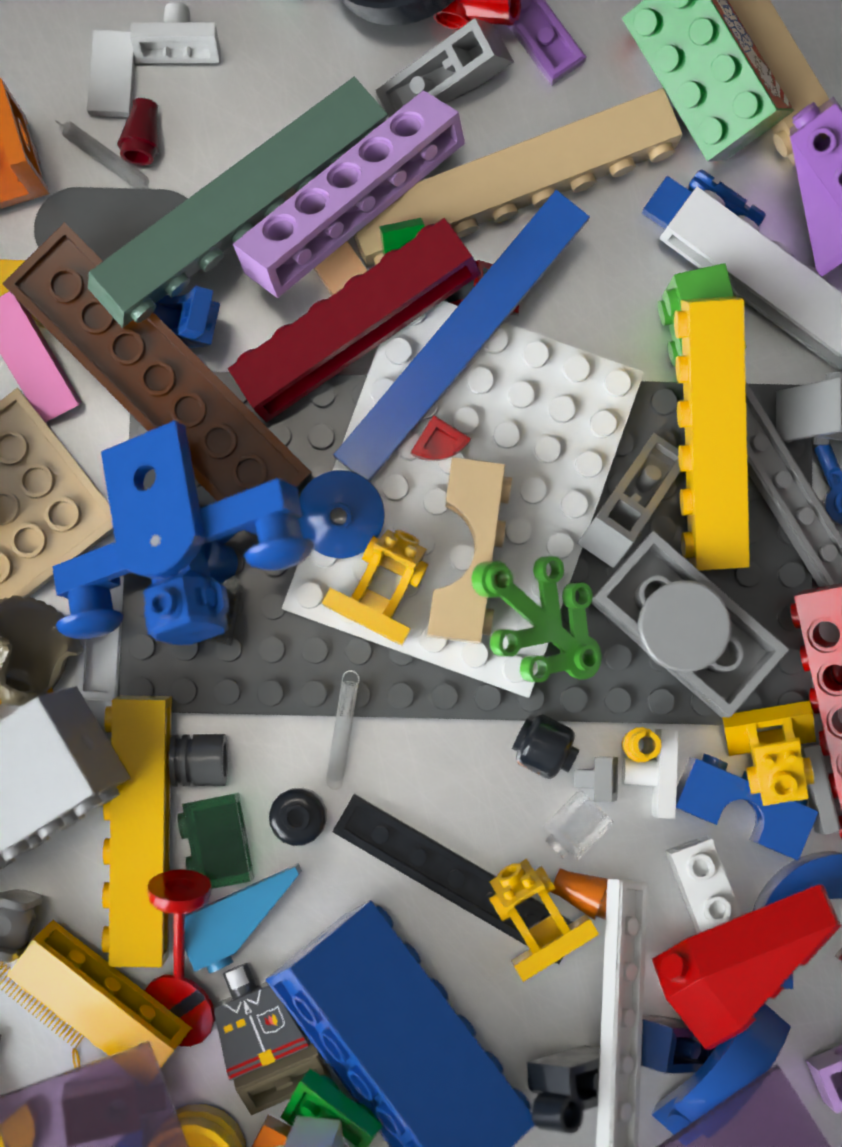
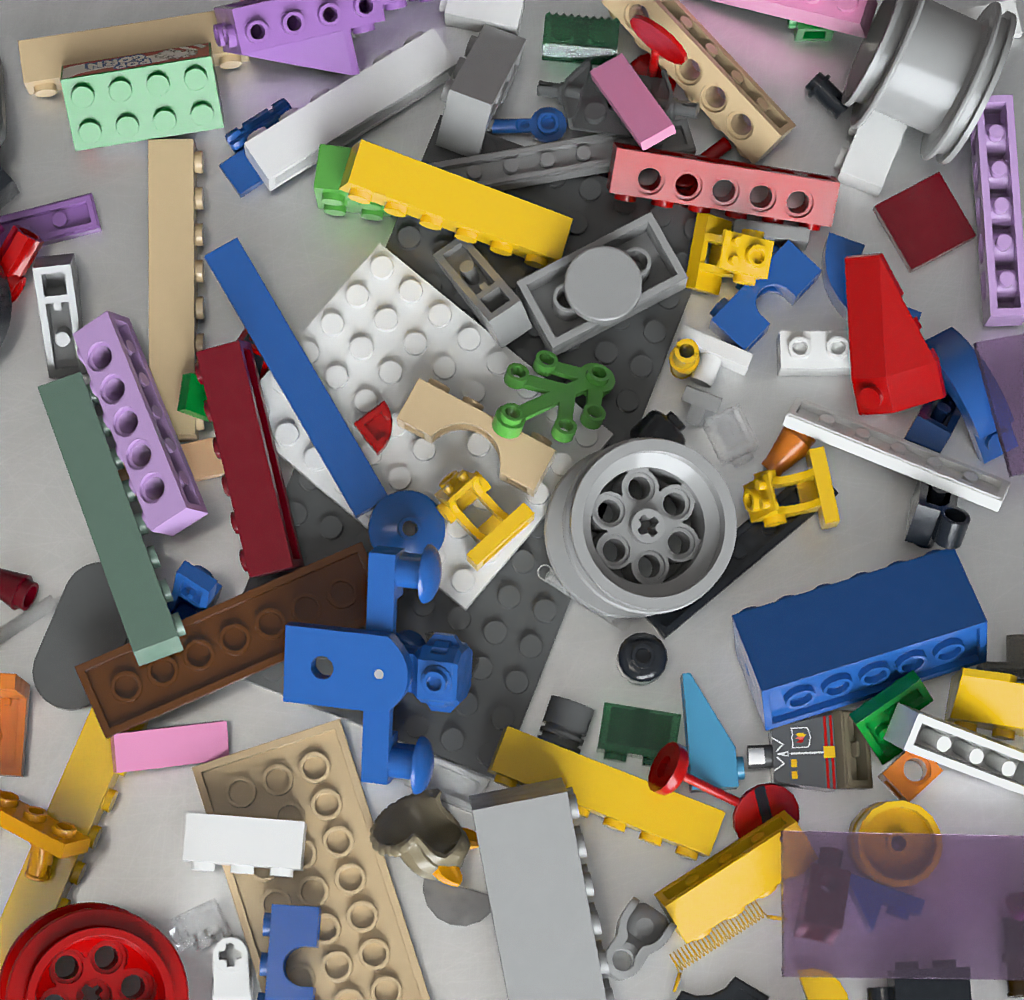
camera: 70 degrees left, 5 degrees down
(465, 829) = (702, 521): none -> light grey wheel

